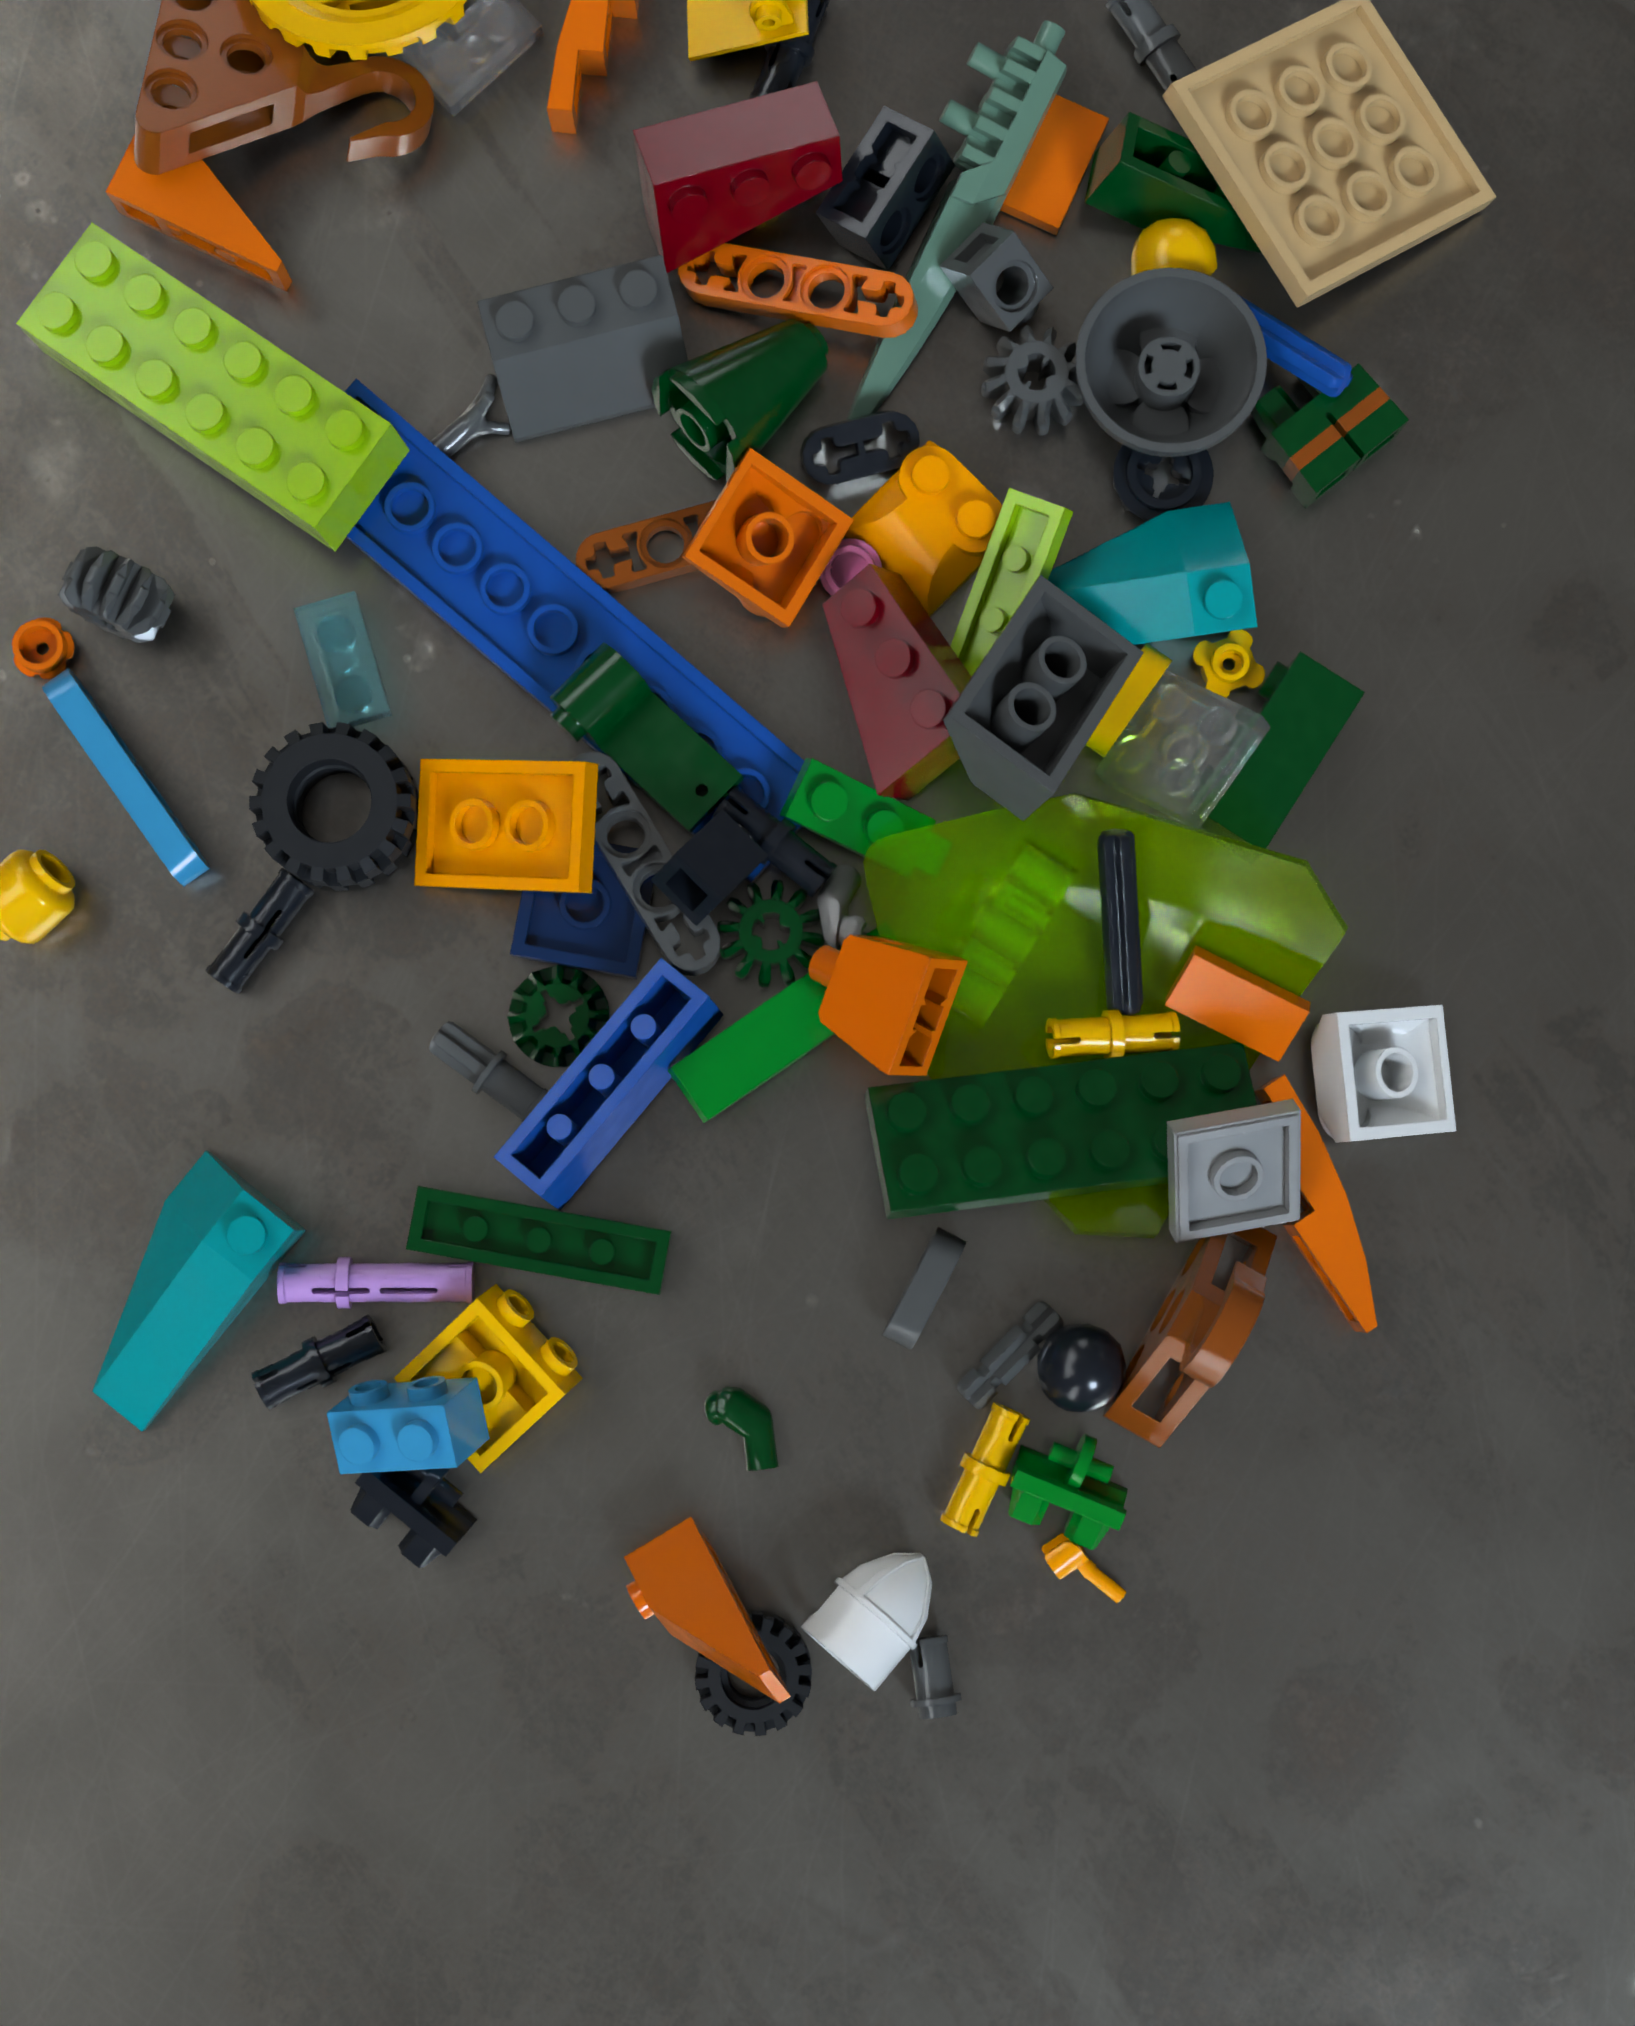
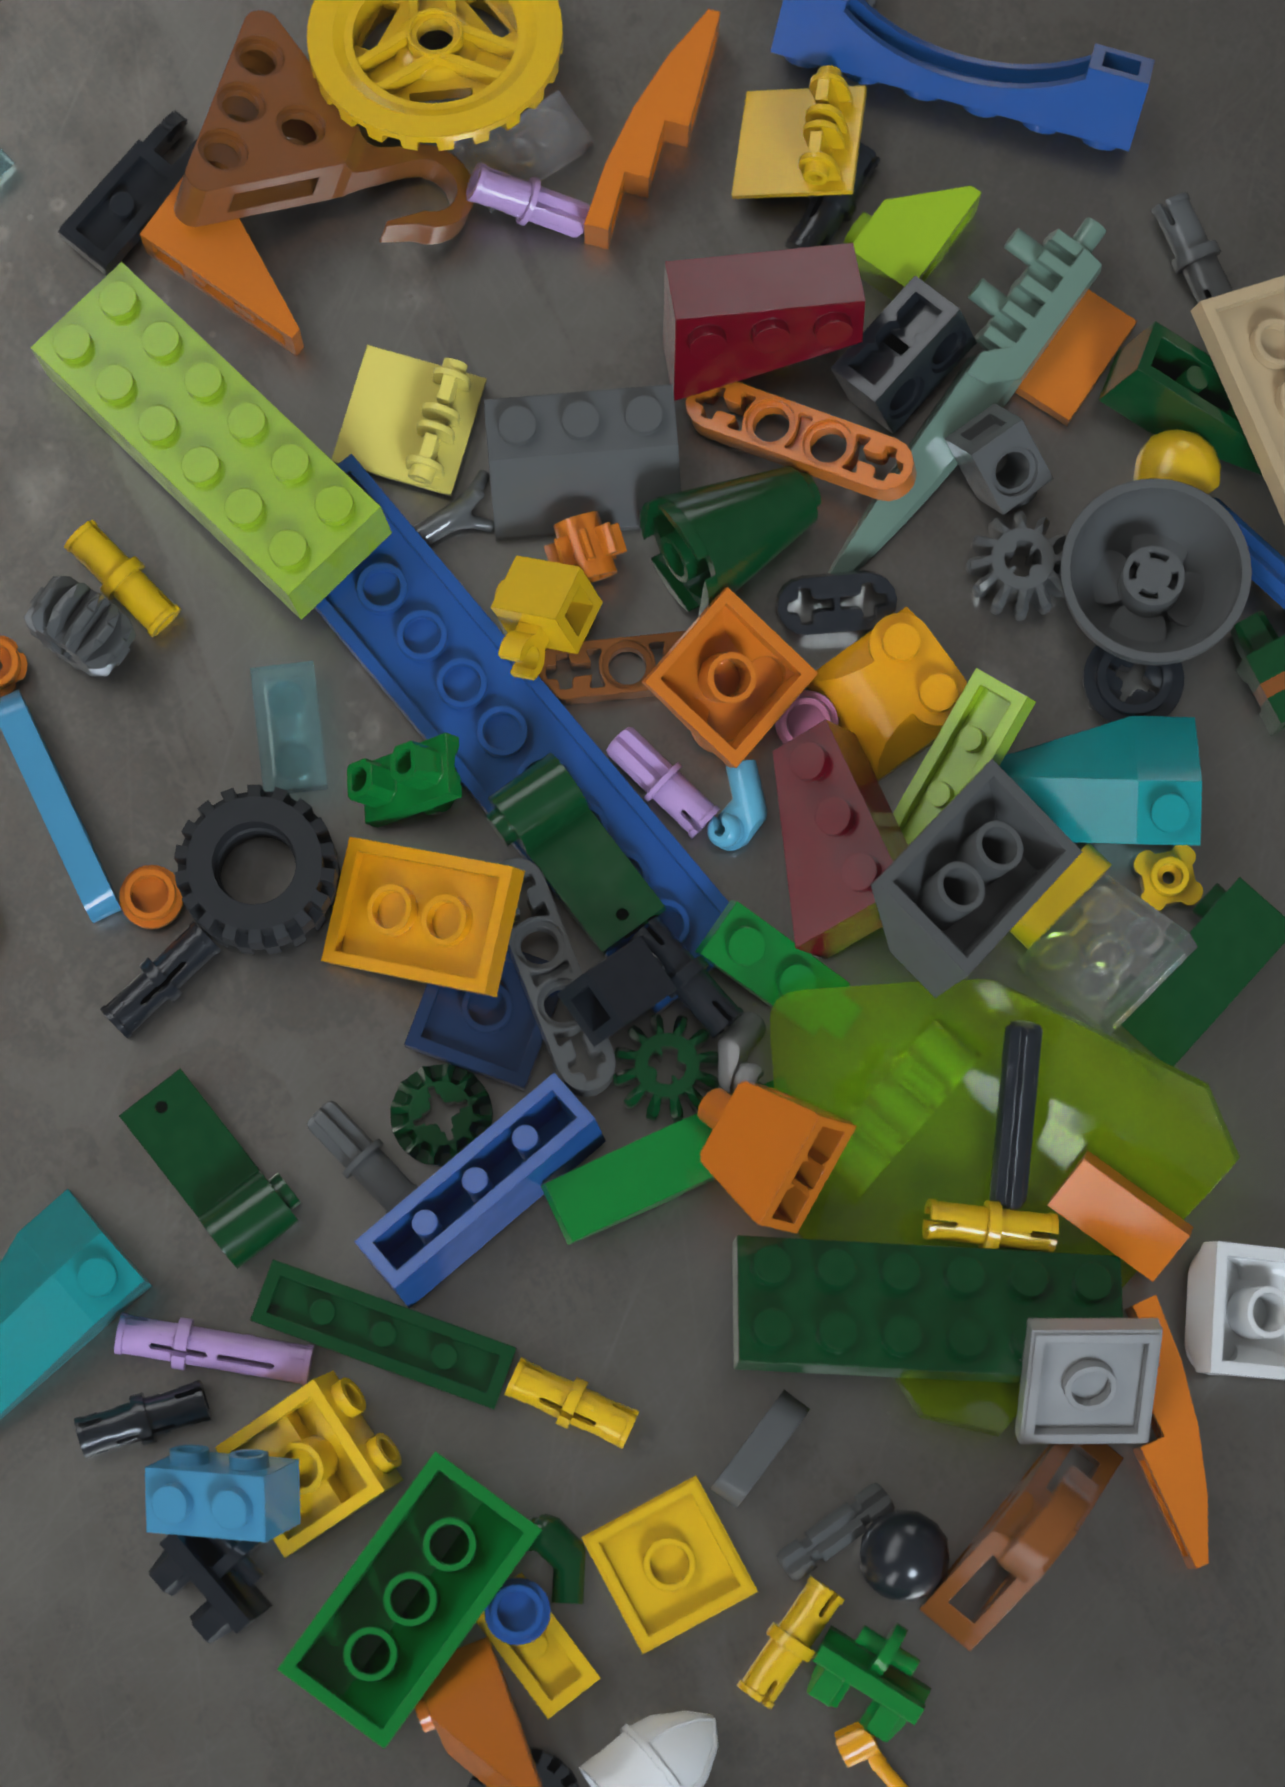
camera: 15 degrees right, 5 degrees down
(81, 169) = (127, 198): none -> black hinge
(151, 540) = (122, 578): none -> yellow pin
(235, 851) = (150, 897): none -> orange plate
(342, 1108) = (211, 1169): none -> dark green door
(409, 334) = (410, 419): none -> light yellow hinge
(467, 694) = (407, 781): none -> green hips
(486, 96) = (526, 200): none -> lavender axle
(572, 501) = (543, 608): none -> yellow brick
(603, 434) = (587, 544): none -> orange gear
(608, 1495) = (409, 1599): none -> green slope
(715, 1487) = (518, 1612): none -> blue plate
(718, 652) = (661, 781): none -> lavender axle
(733, 1275) = (571, 1402): none -> yellow pin
(738, 1515) = (548, 1667): none -> yellow plate
(803, 671) = (743, 813): none -> medium azure arm
(854, 1414) = (669, 1564): none -> yellow tile
(873, 68) = (910, 236): none -> lime slope

